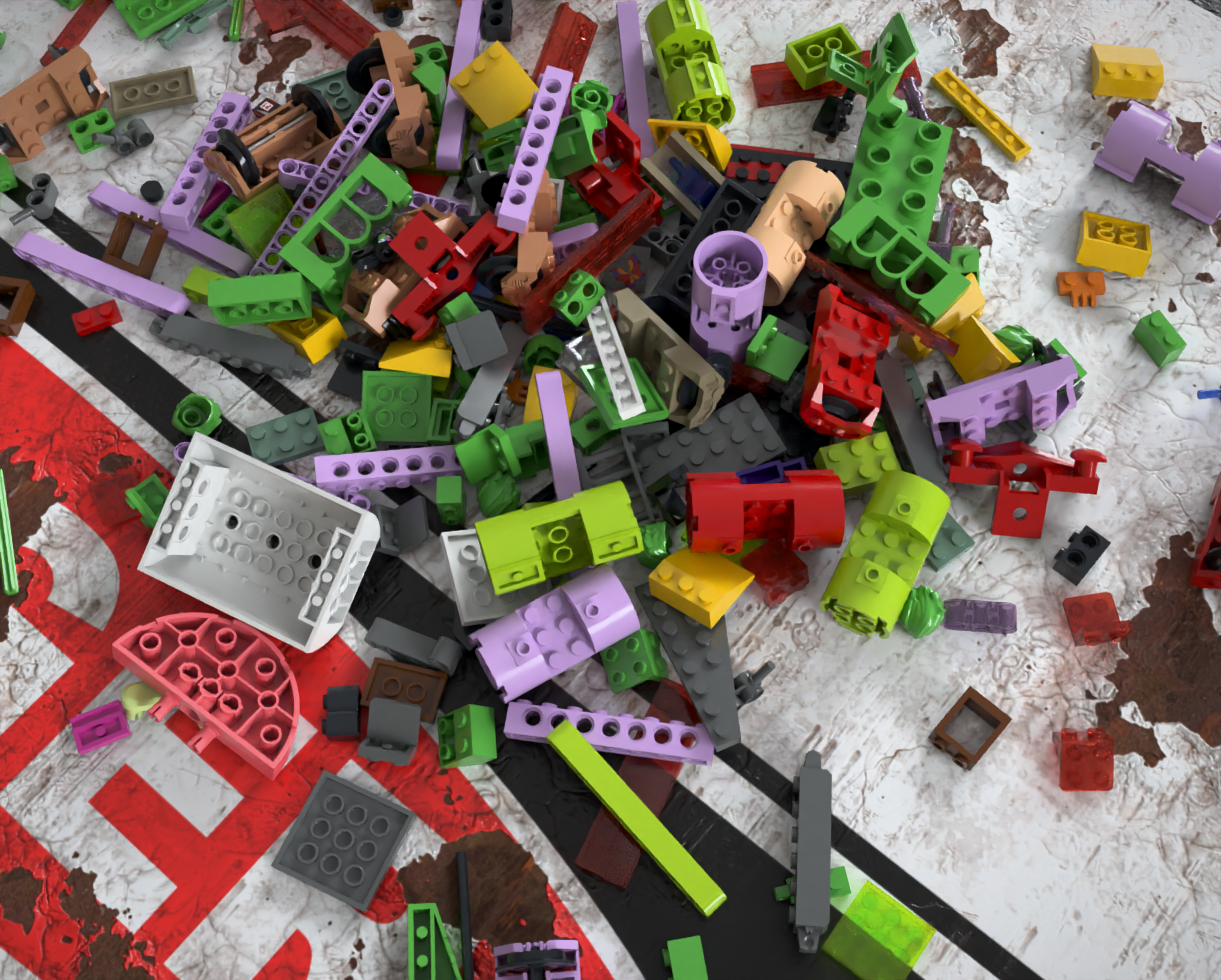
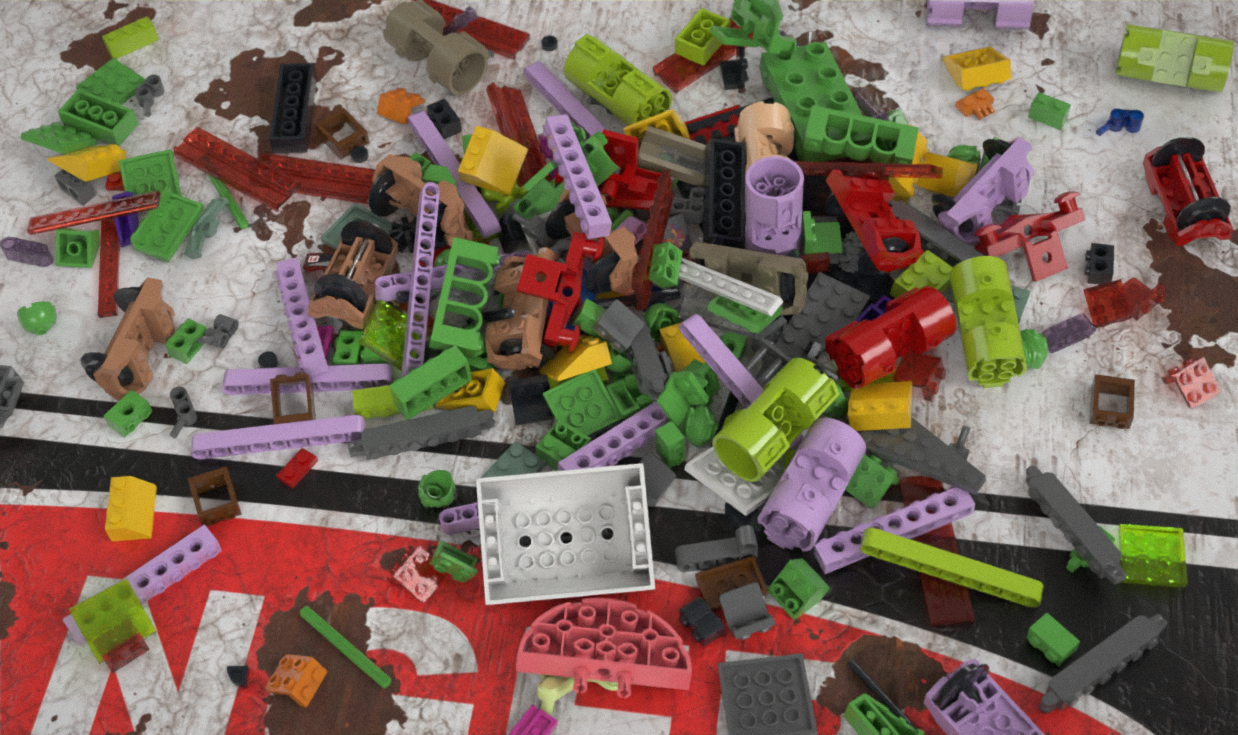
camera: 30 degrees left, 10 degrees down
(153, 92) = (212, 292): dark tan plate -> none
(382, 249) = (500, 300): black brick -> none
(693, 183) = (683, 156): clear blue beam -> none
(980, 115) = (830, 28): yellow tile -> none
(1050, 609) = (1107, 303): none -> clear red bracket

